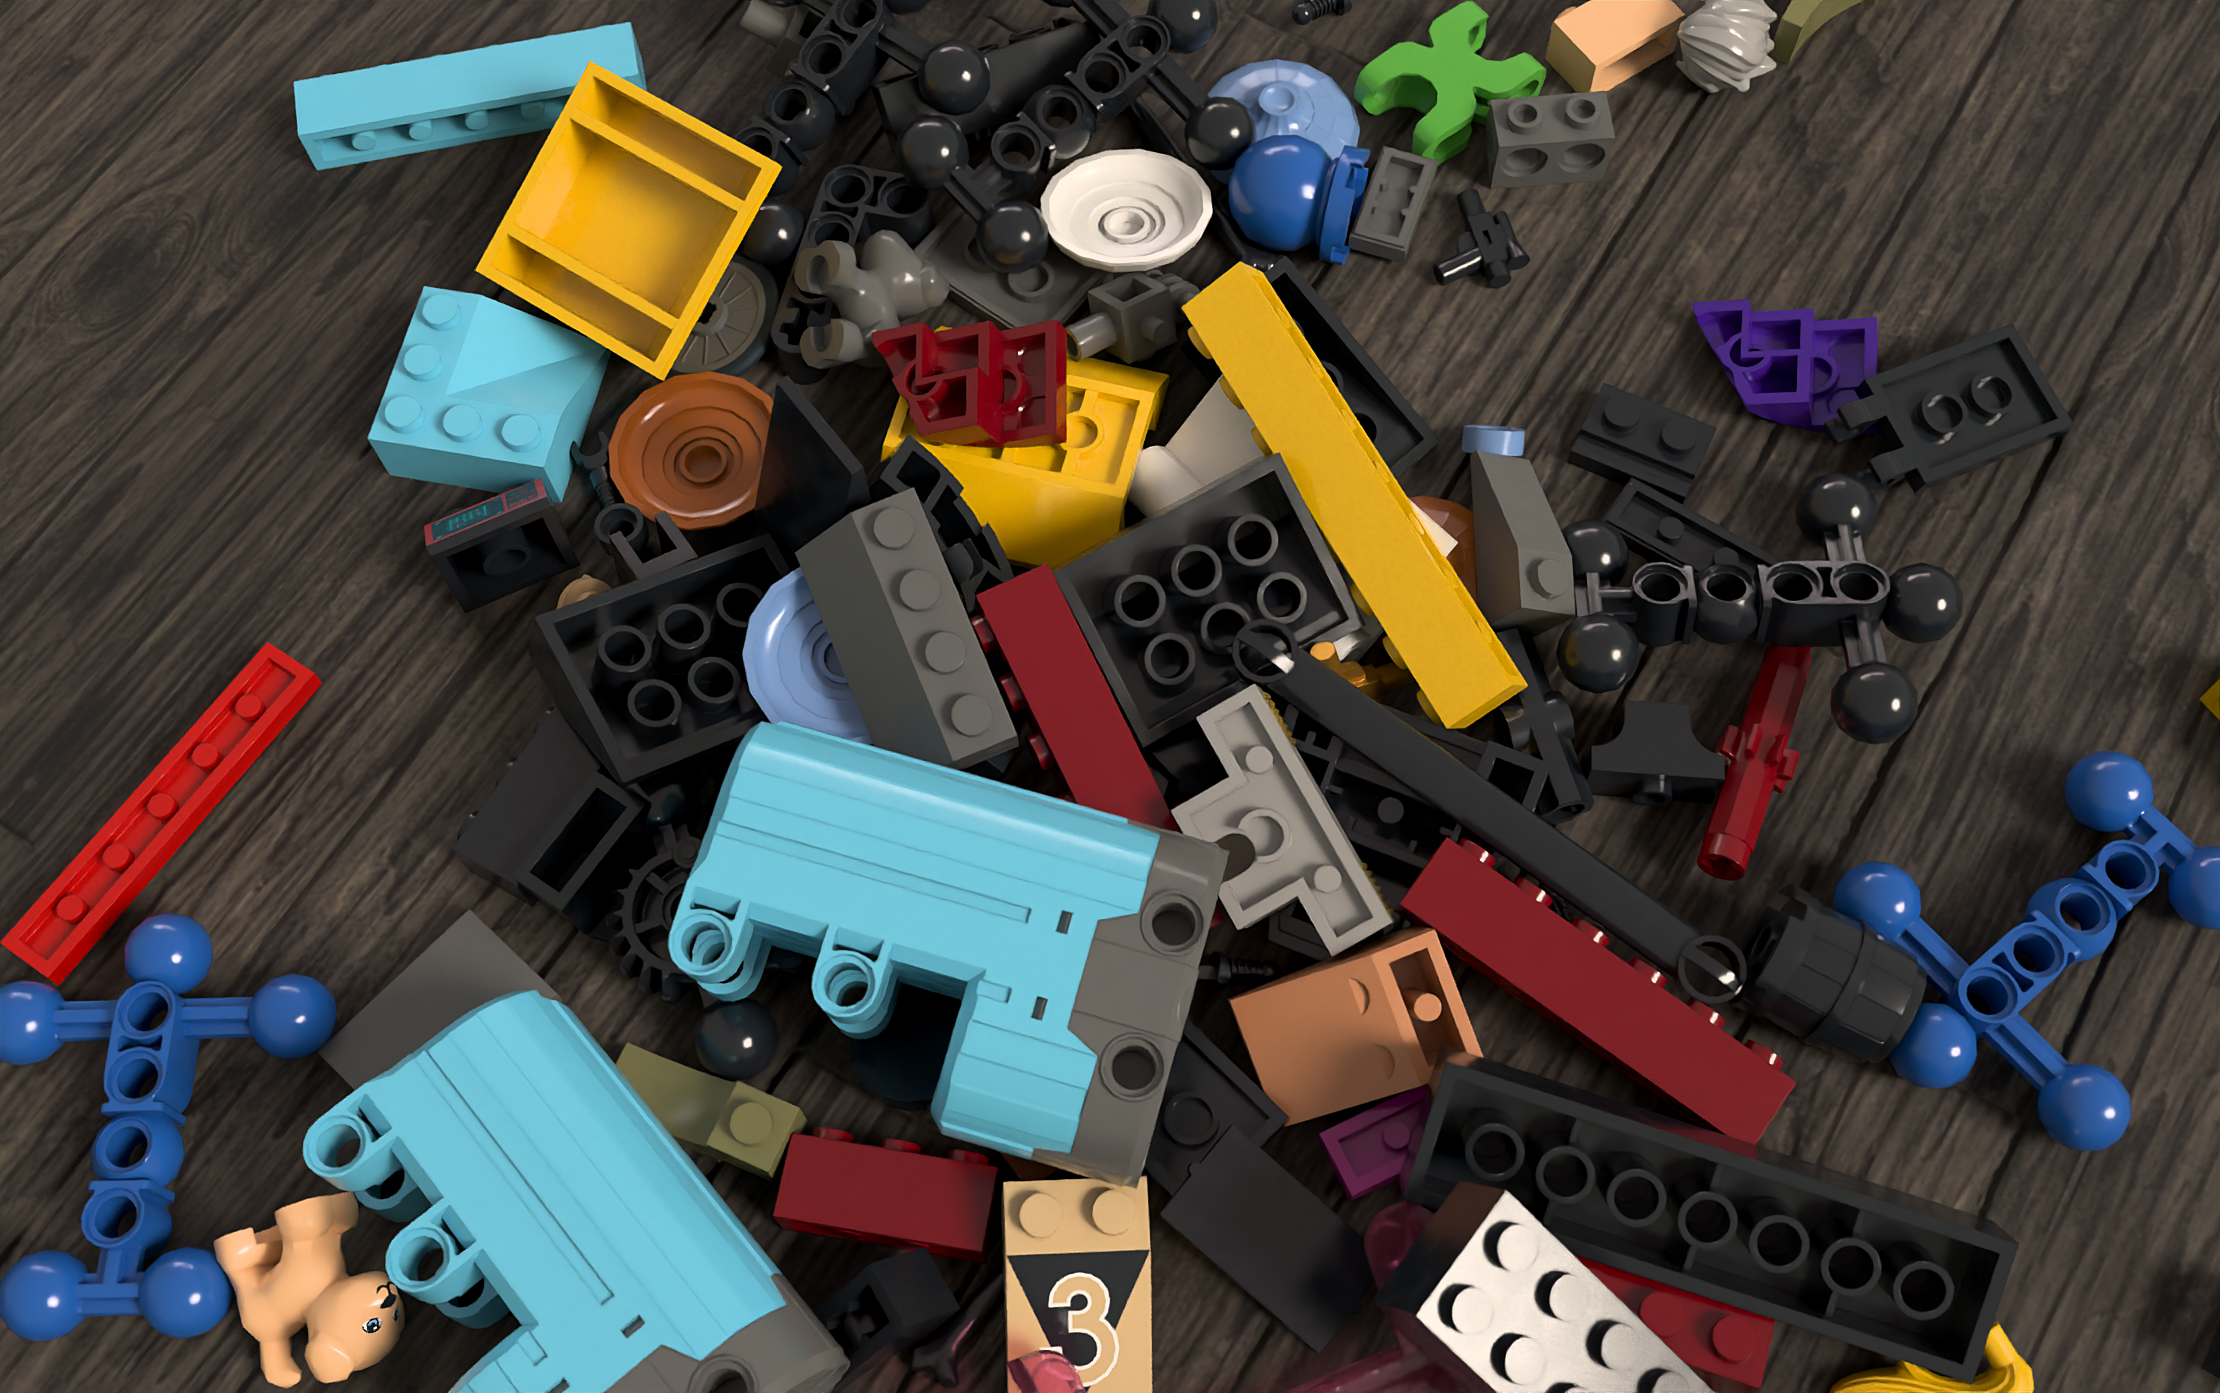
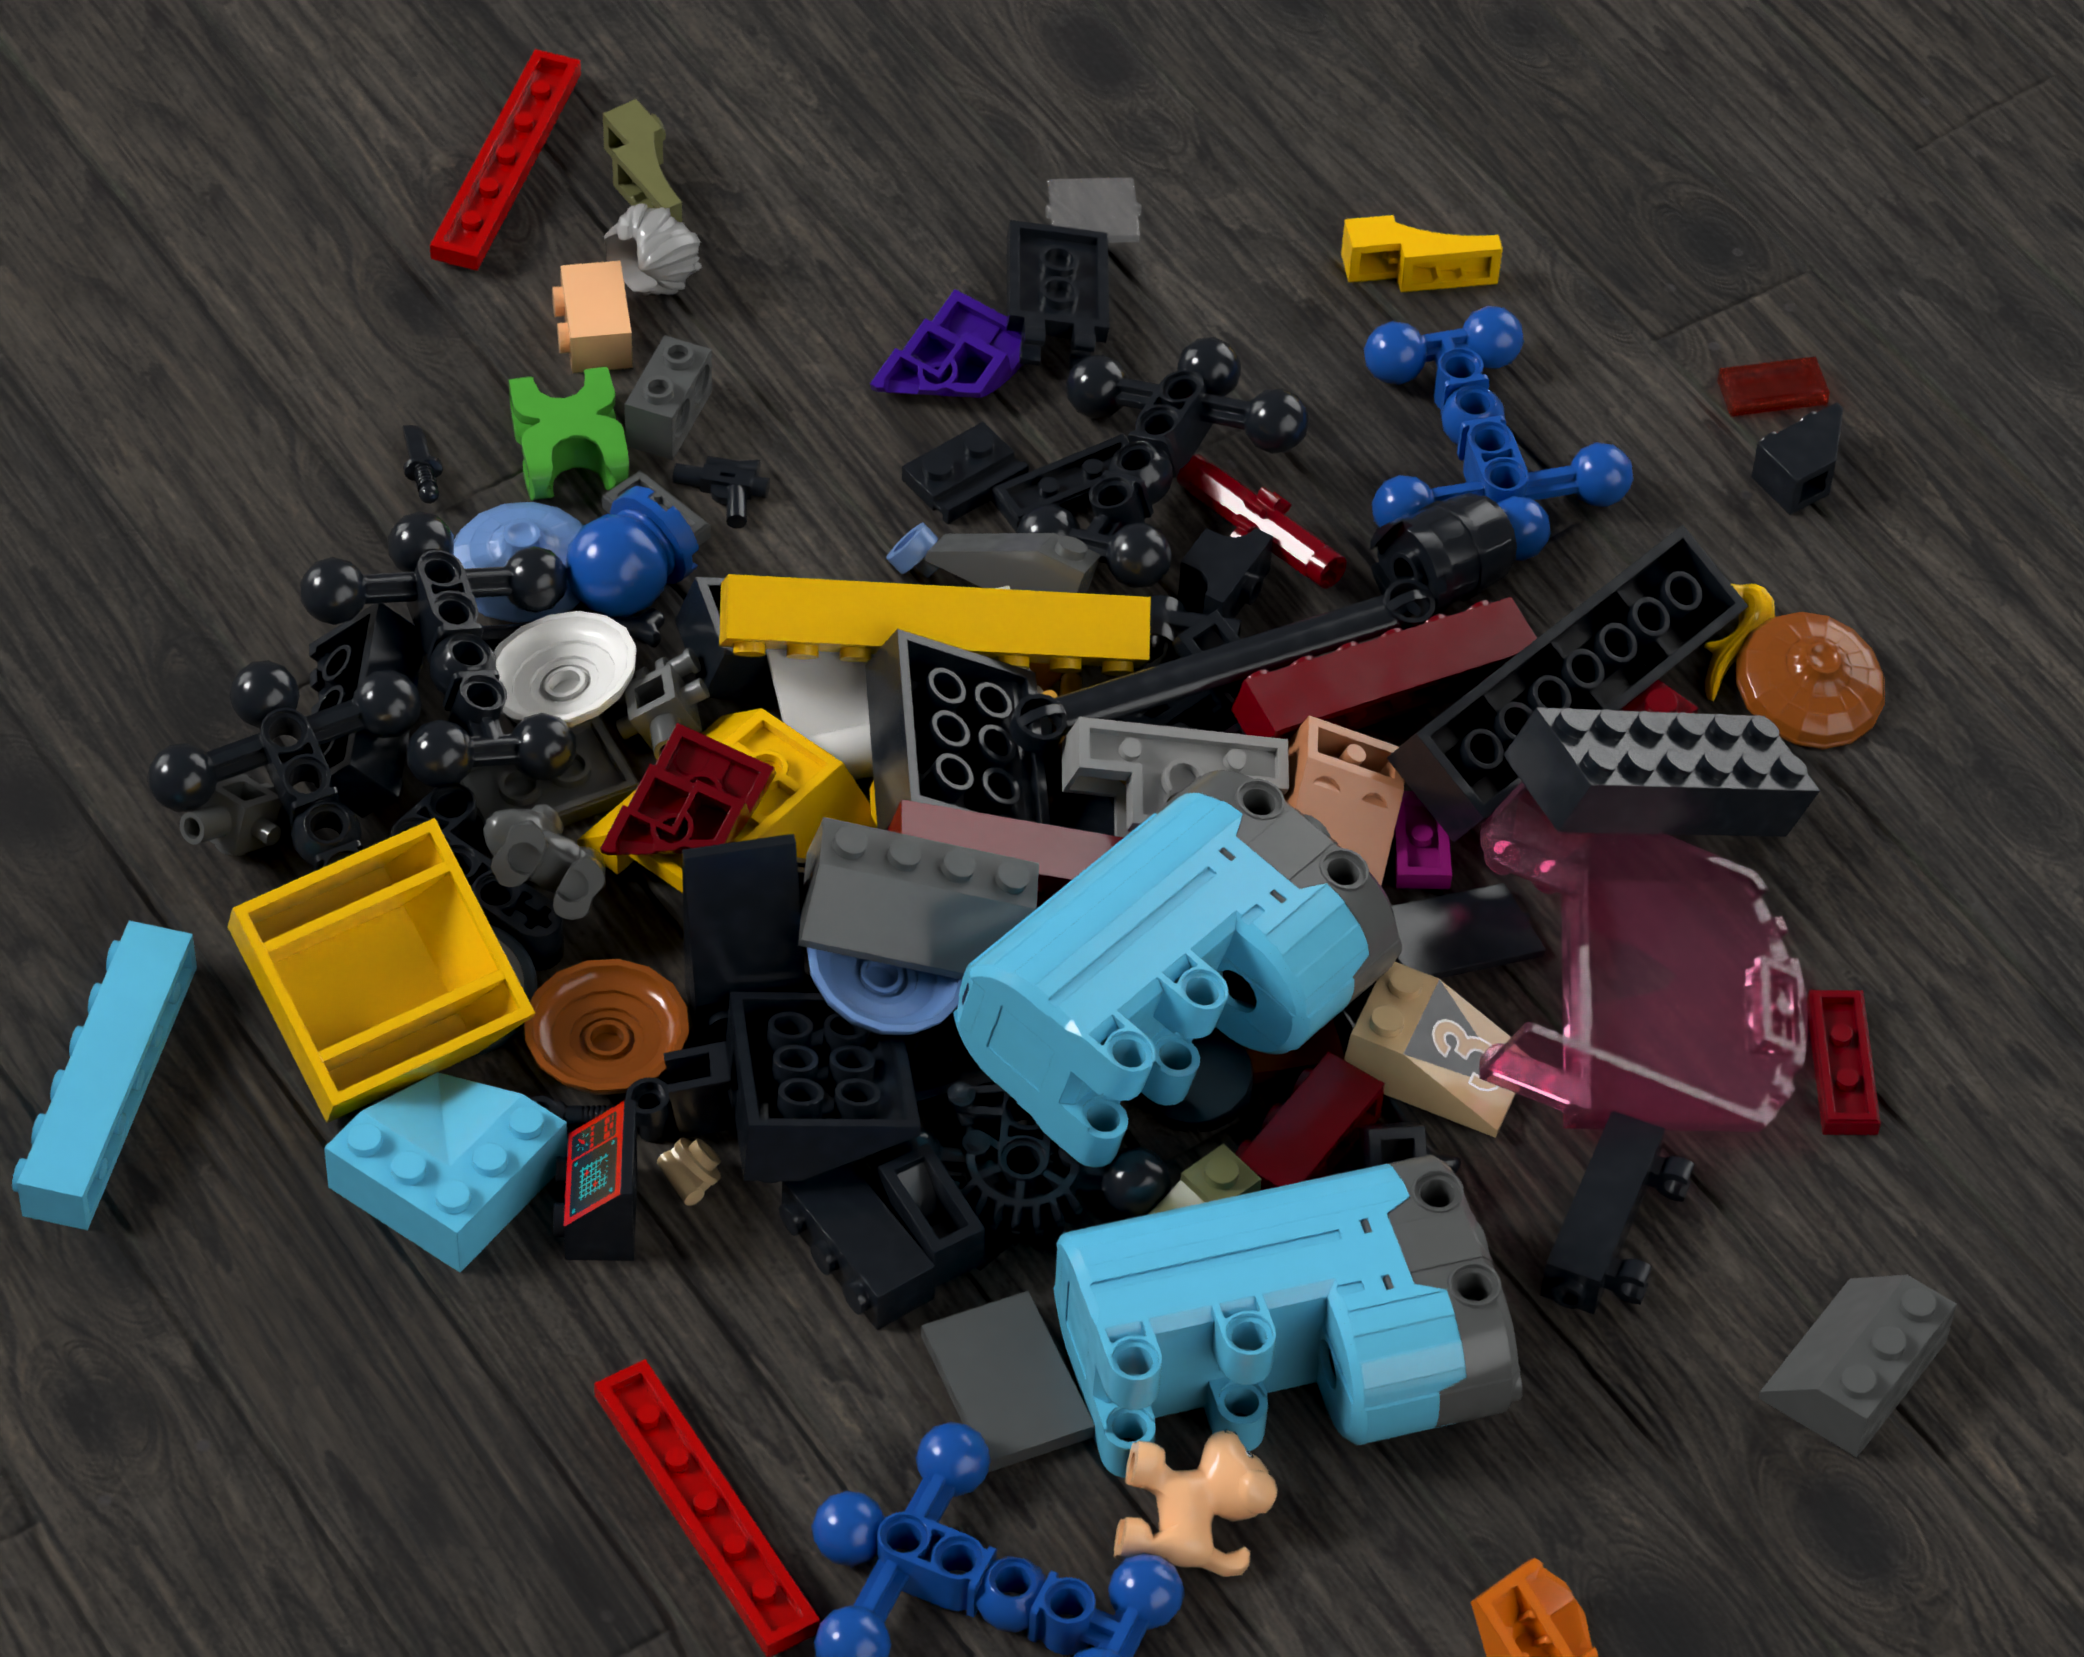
camera: 70 degrees left, 15 degrees down
(2109, 400) = (1096, 206): none -> clear piece

